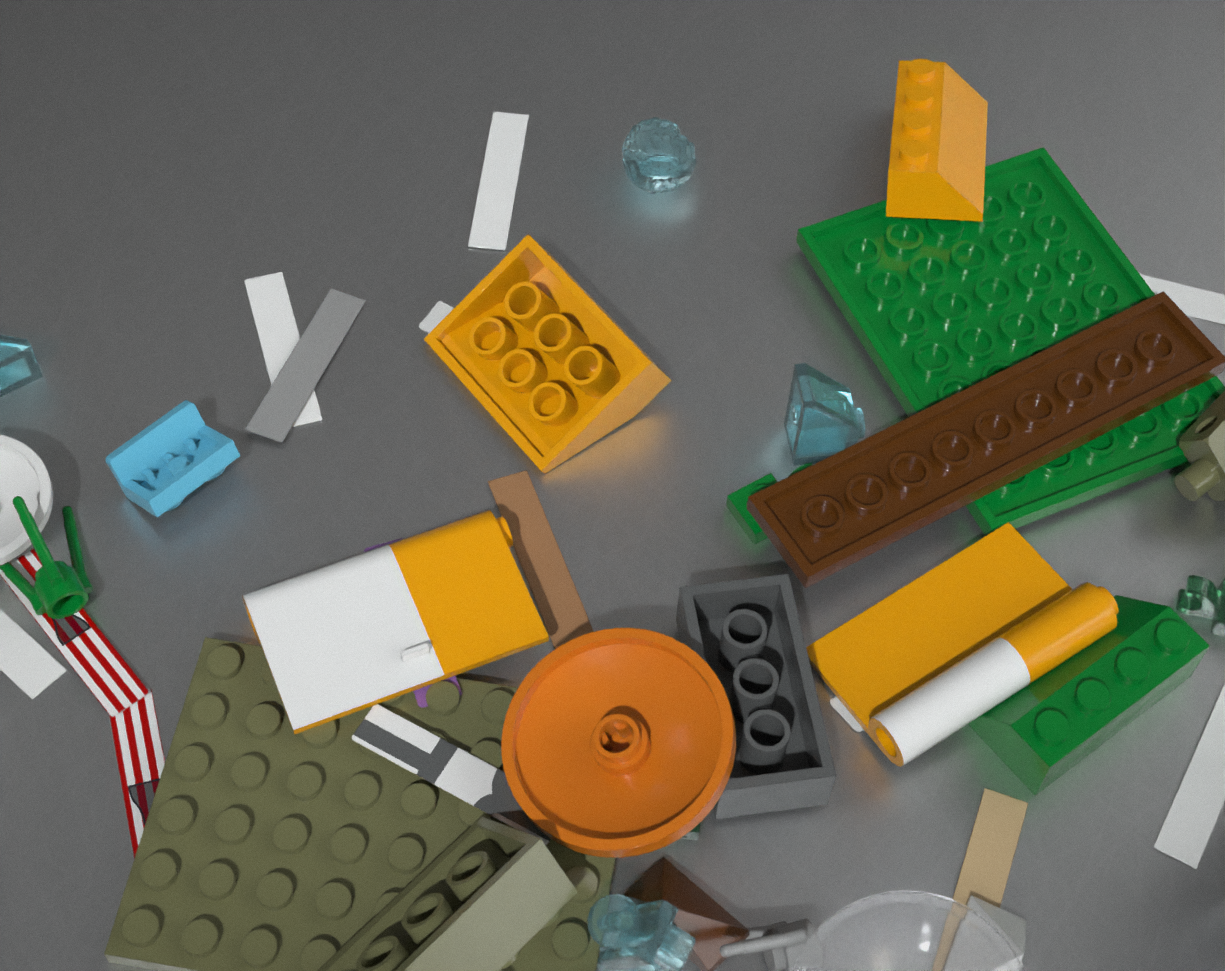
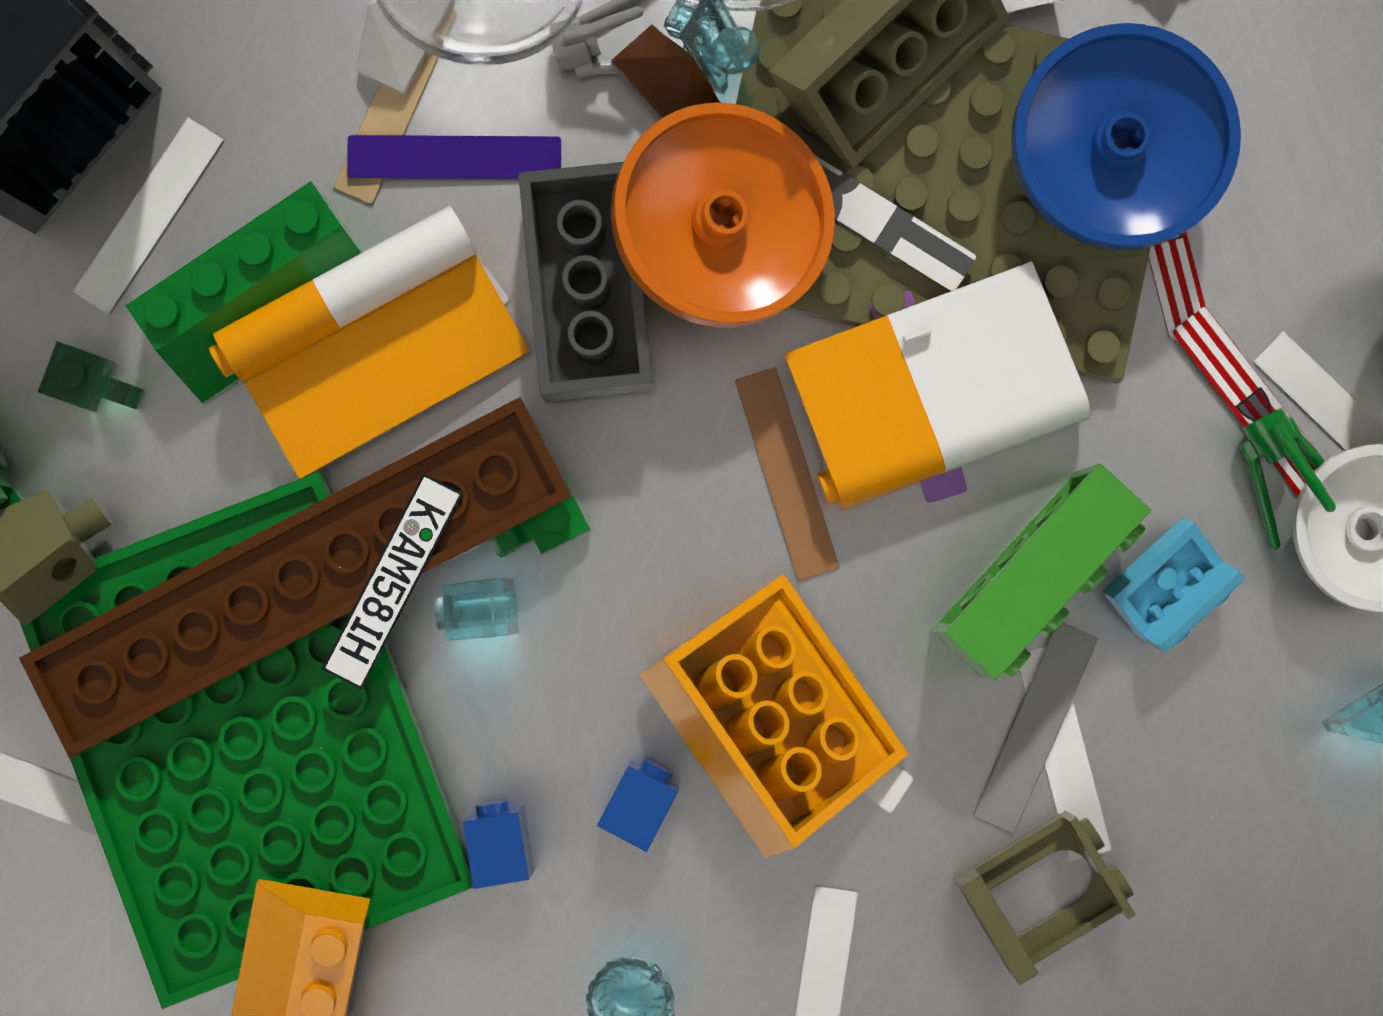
camera: 170 degrees left, 30 degrees up
(188, 837) = (1125, 136): none -> blue dish
(301, 454) = (1041, 572): none -> bright green brick
(335, 203) = (1102, 901): none -> olive panel
(663, 289) = (639, 803): none -> blue brick
(782, 258) = (498, 844): none -> blue brick
(904, 427) = (392, 581): none -> sticker
(905, 837) = (450, 156): none -> dark purple sticker

